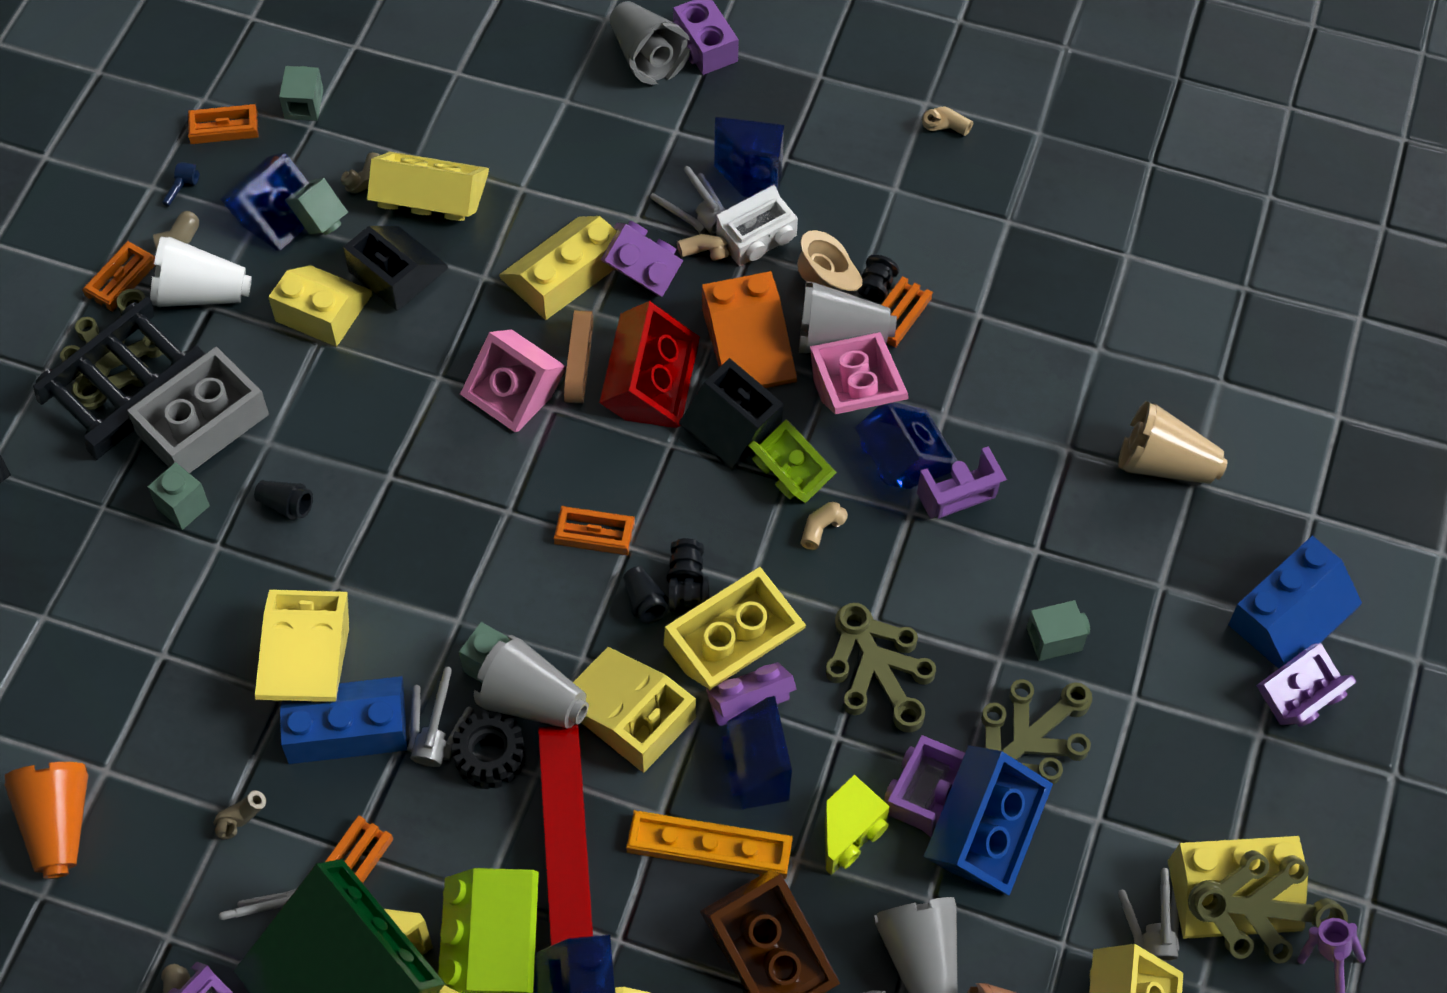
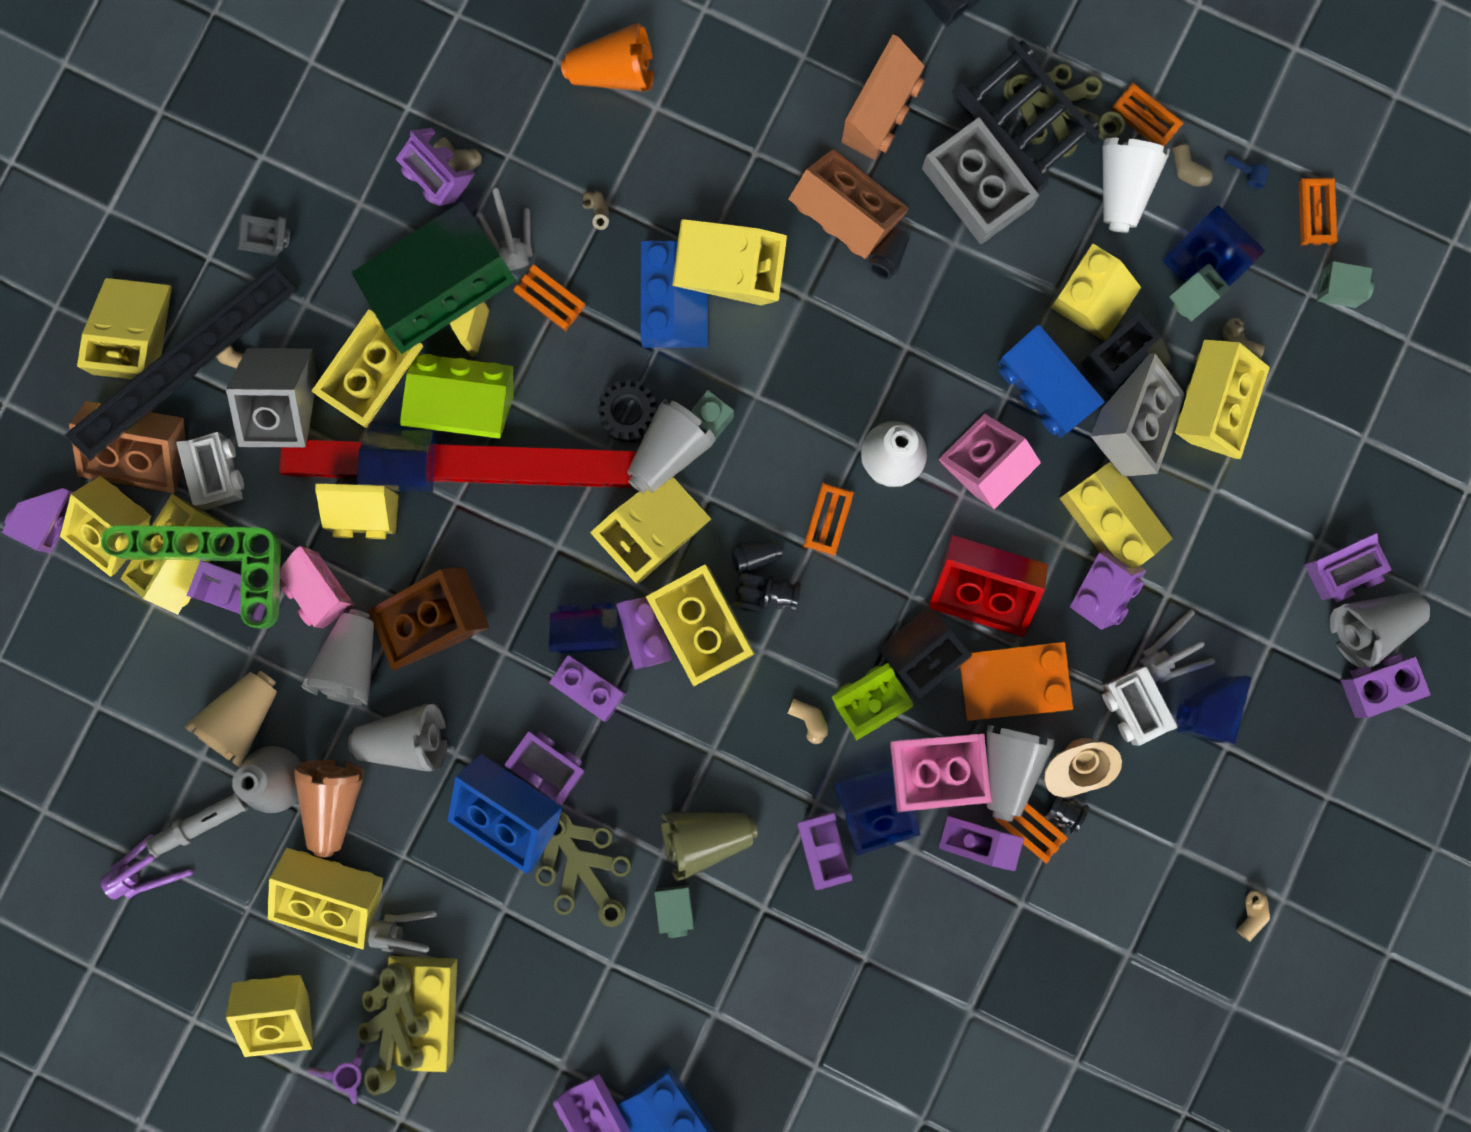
camera: 100 degrees right, 25 degrees up
(102, 518) = (884, 100): none -> nougat slope
(178, 496) = (898, 164): sand green brick -> none
(227, 543) = (847, 203): none -> nougat slope
(422, 325) = (1049, 382): none -> blue slope
(429, 746) = (638, 364): light grey plant -> none
(461, 245) = (1140, 419): none -> light grey slope
(511, 465) = (888, 462): none -> white cone
(578, 357) = (1008, 522): medium nougat beam -> none
(593, 69) = (1348, 568): none -> medium lavender window
(702, 243) = (1126, 657): tan arm -> none
(708, 844) = (524, 583): light orange tile -> none
(825, 749) = (587, 688): none -> medium lavender brick
(852, 819) = (523, 699): neon yellow slope -> none
(878, 661) = (669, 746): olive plant -> none
(924, 350) = (981, 843): none -> medium lavender slope
(977, 609) = (704, 839): none -> olive cone
(1169, 448) = (841, 1050): tan cone -> none

